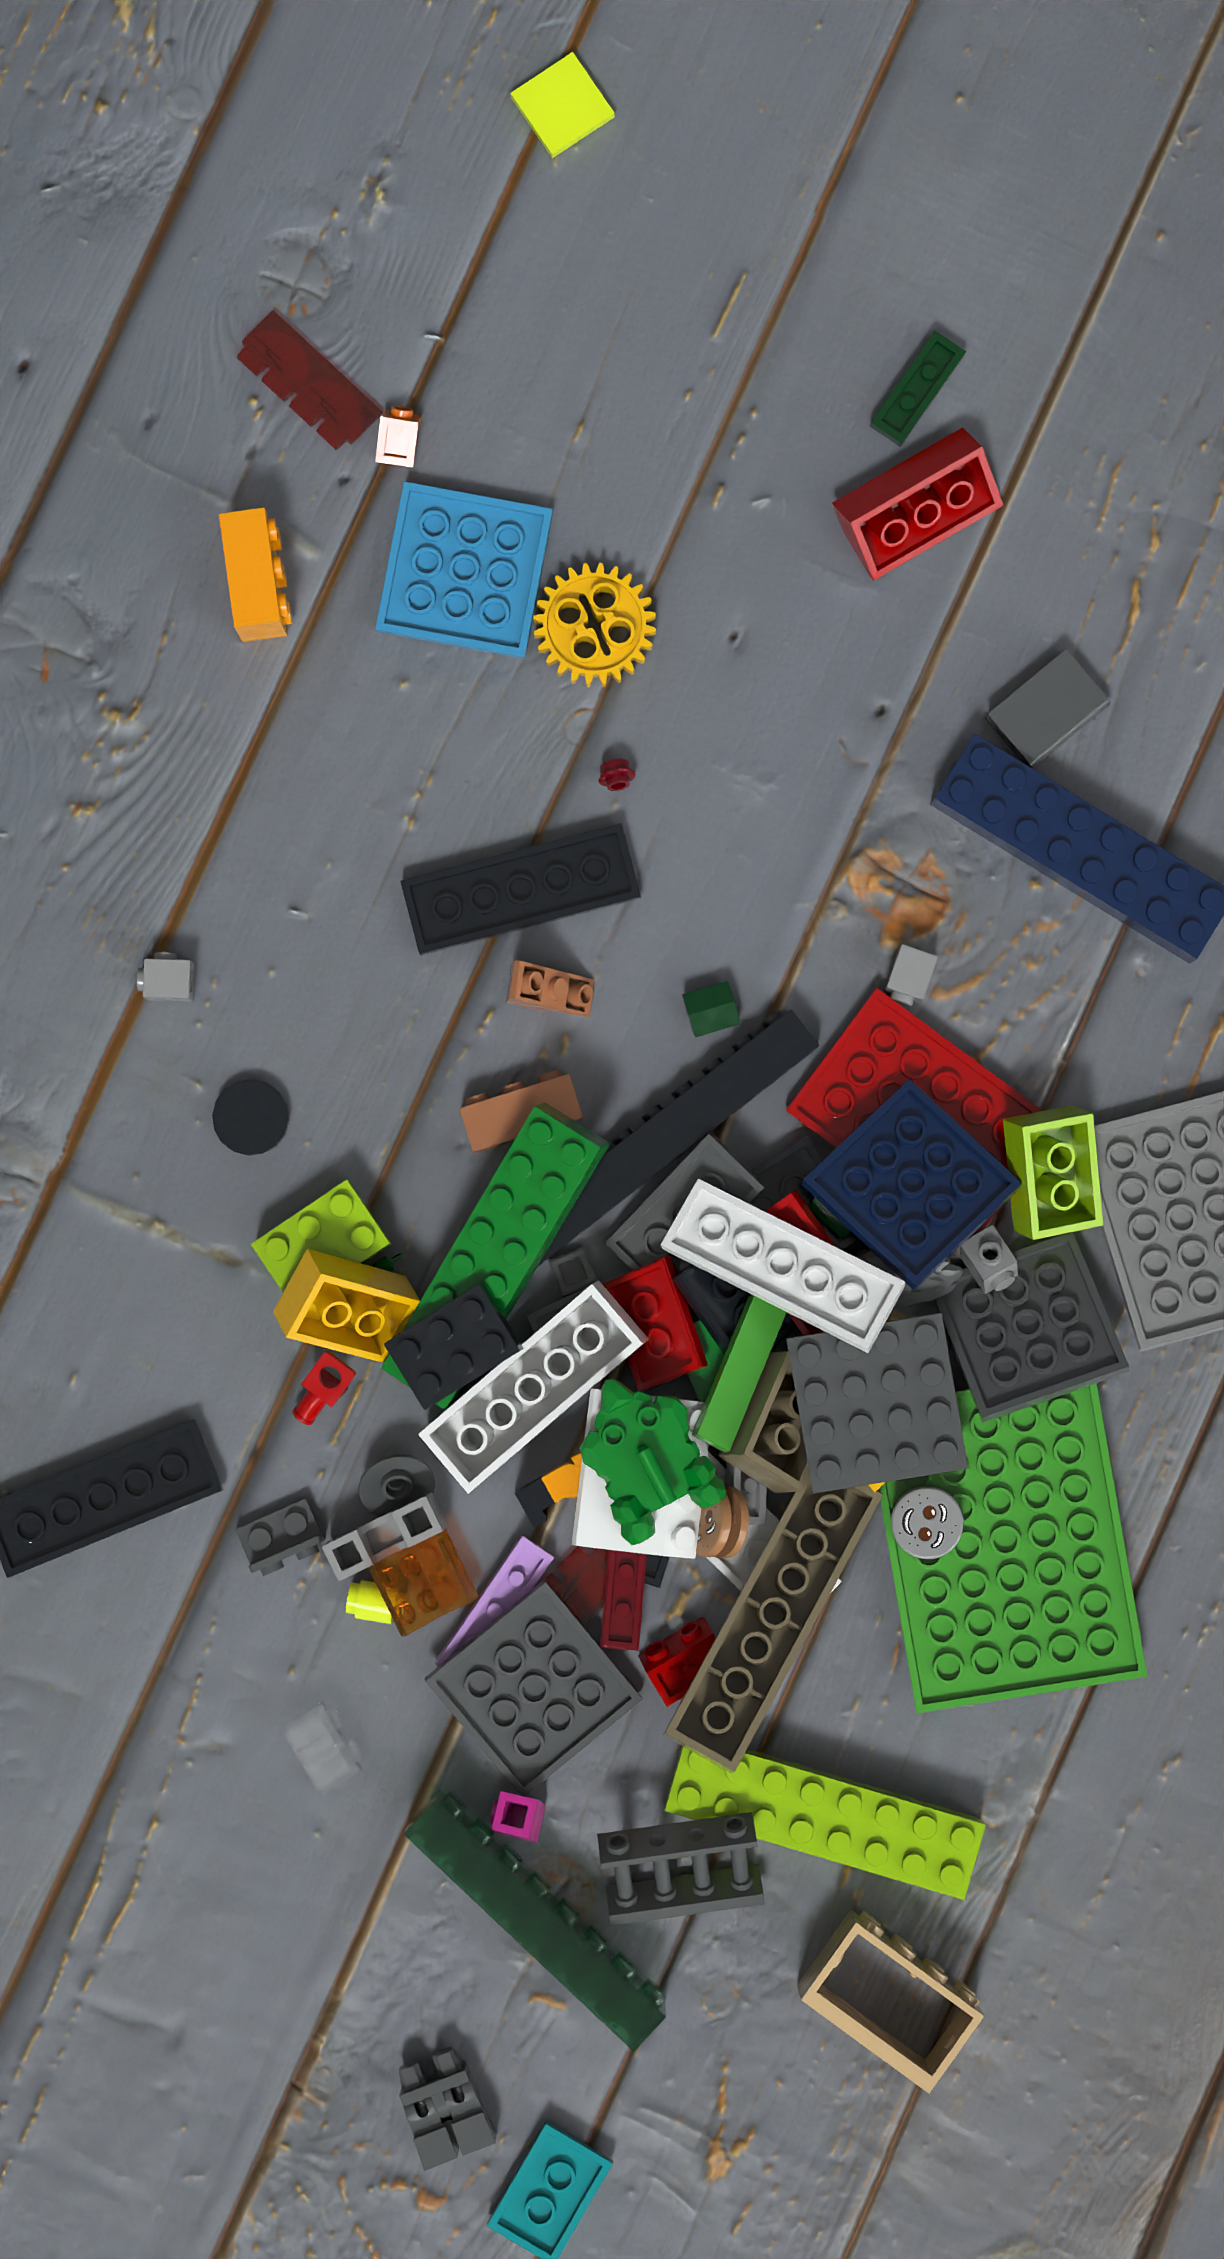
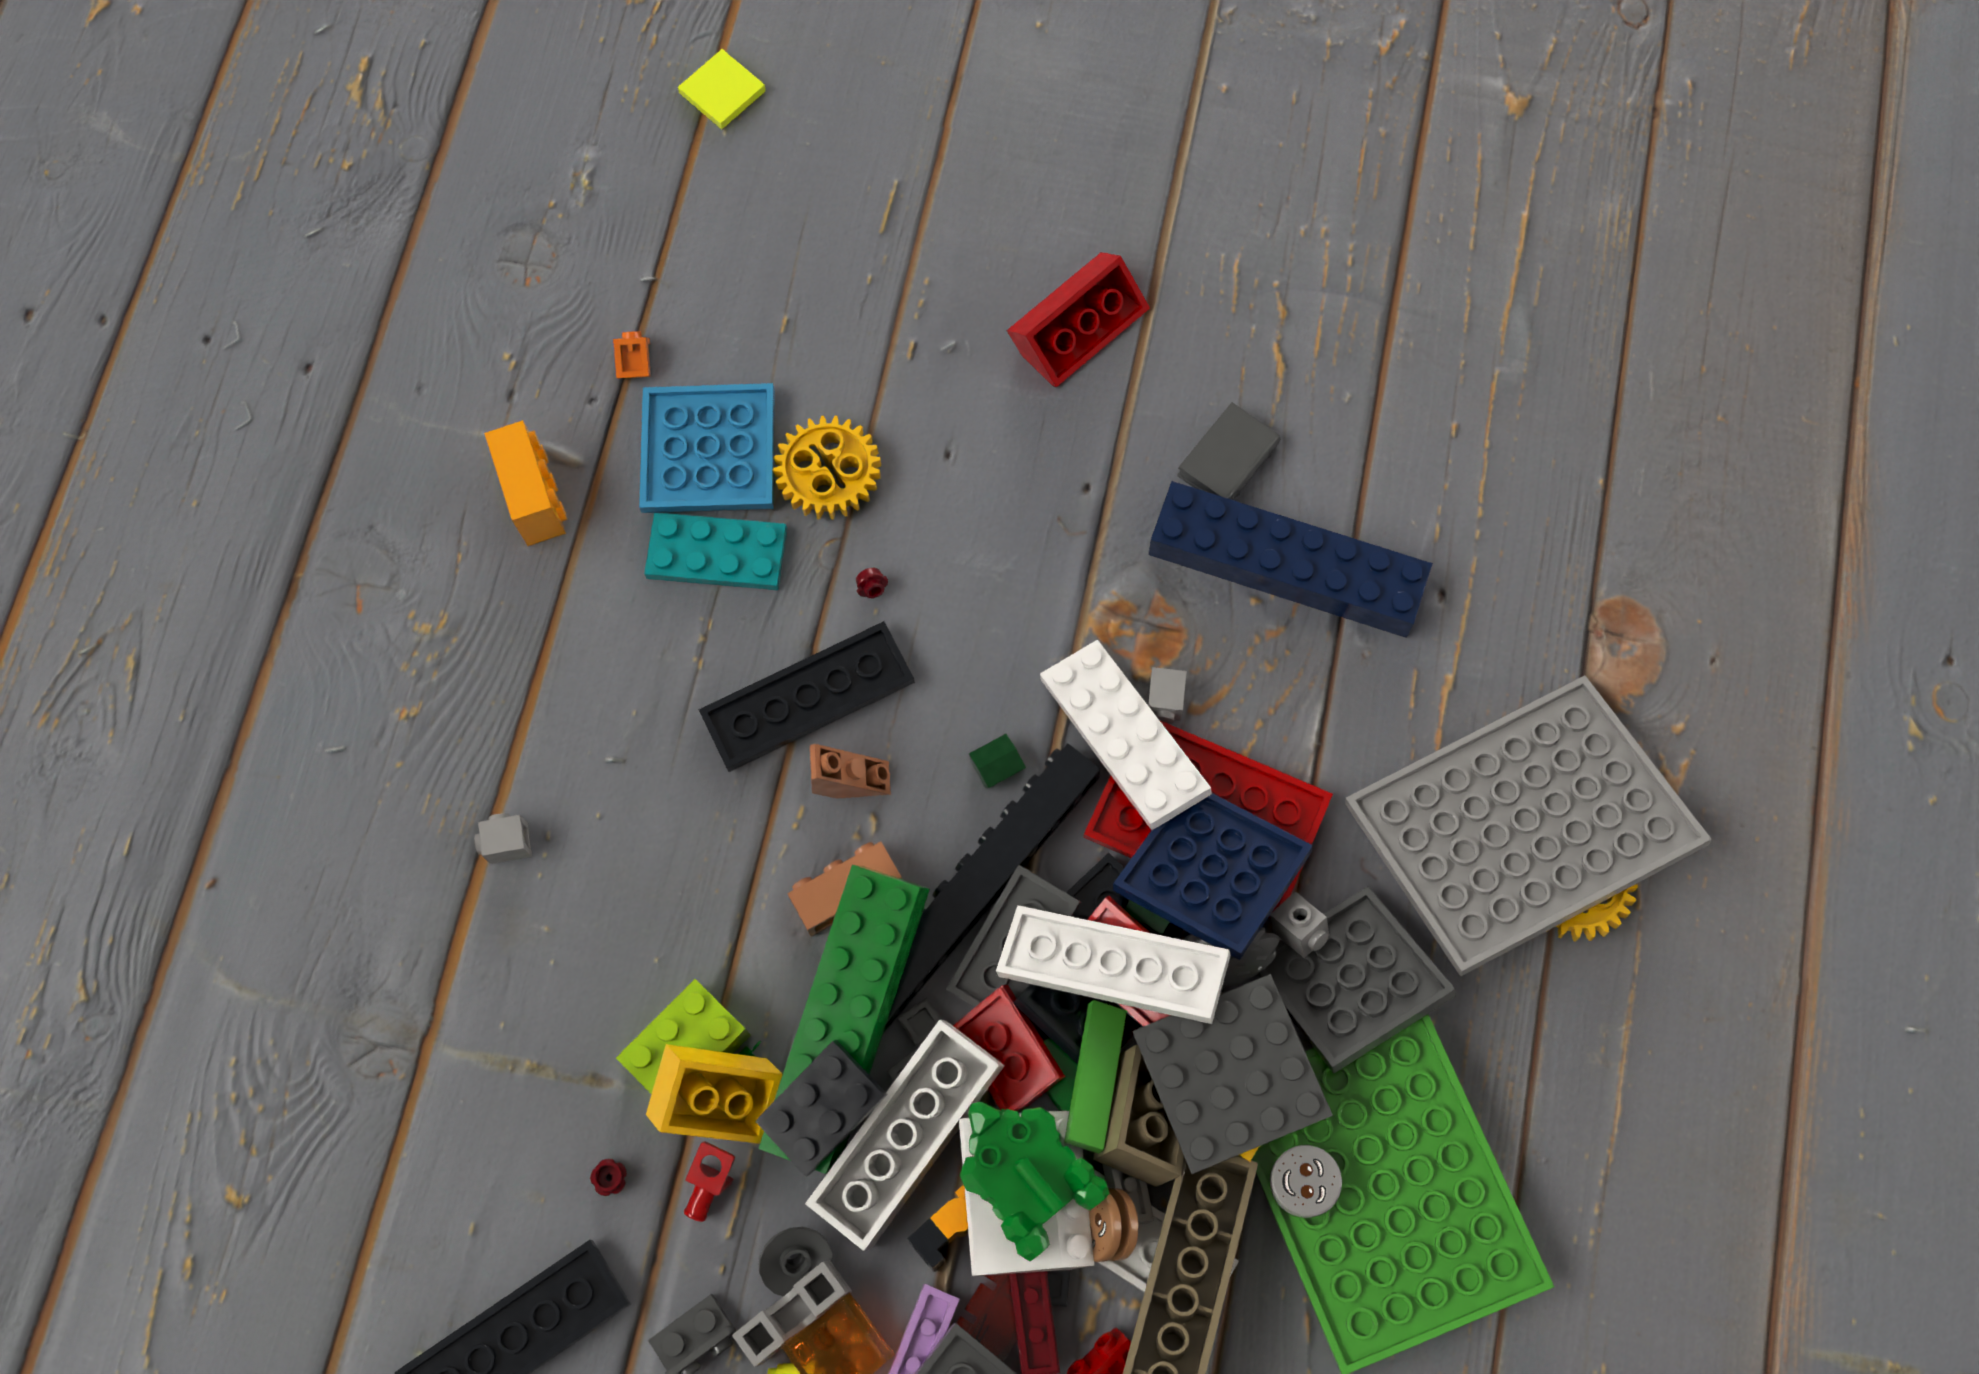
camera: 10 degrees left, 15 degrees down
(214, 1367) = (599, 1174): none -> dark red plate
(250, 1117) = (600, 946): black tile -> none
(318, 384) = (550, 331): clear red windscreen -> none
(451, 696) = (716, 551): none -> teal plate
(854, 1011) = (1125, 735): none -> white plate
(917, 388) = (1057, 234): dark green plate -> none
(1058, 1170) = (1344, 833): lime brick -> none

